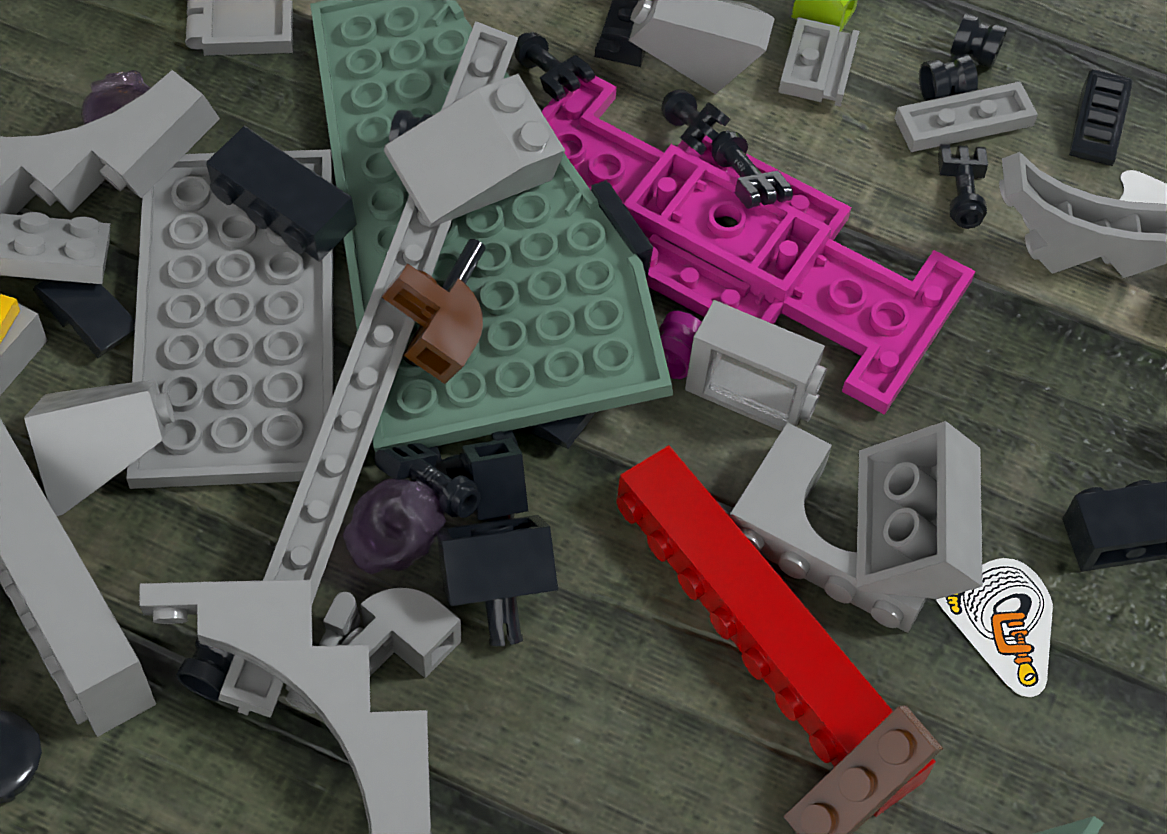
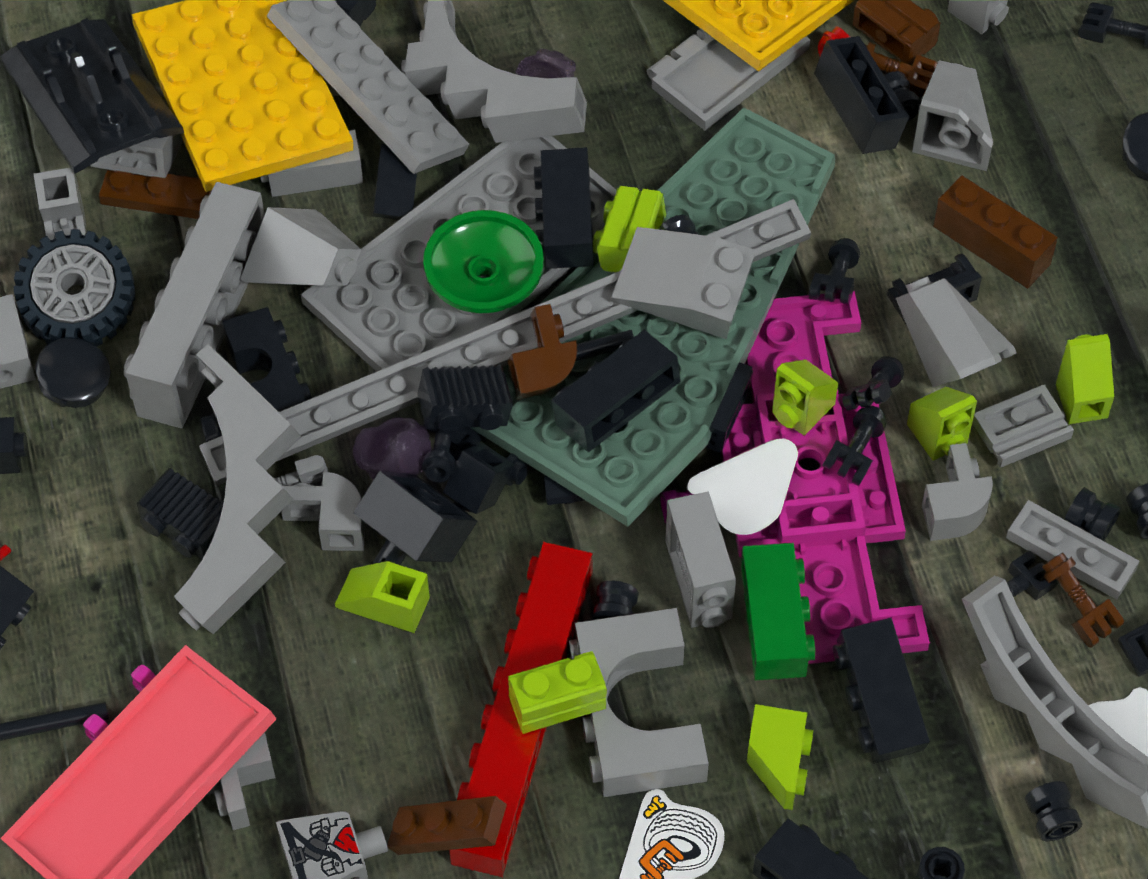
camera: 55 degrees right, 0 degrees up
(147, 553) = (258, 345): none -> black arch
(272, 275) = (478, 246): none -> green dish
(273, 772) = (180, 513): none -> black brick
(355, 159) = (621, 218): none -> lime brick
(414, 418) = (464, 398): none -> black brick
(528, 294) = (616, 390): none -> black brick
(543, 653) = (386, 594): none -> lime slope
(675, 166) = (802, 395): none -> lime slope
(710, 269) = (749, 487): none -> white sticker
(727, 472) = (615, 599): none -> black wheel
(769, 100) = (942, 420): none -> lime slope
(810, 576) = (557, 692): none -> lime brick
(853, 148) = (960, 504): none -> light grey brick
(865, 351) = (776, 611): none -> green brick
(920, 515) = (669, 728): light grey slope -> none
(1000, 335) = (880, 691): none -> black brick
(1007, 463) = (775, 751): none -> lime slope
(1039, 145) = (1092, 615): none -> reddish brown hinge

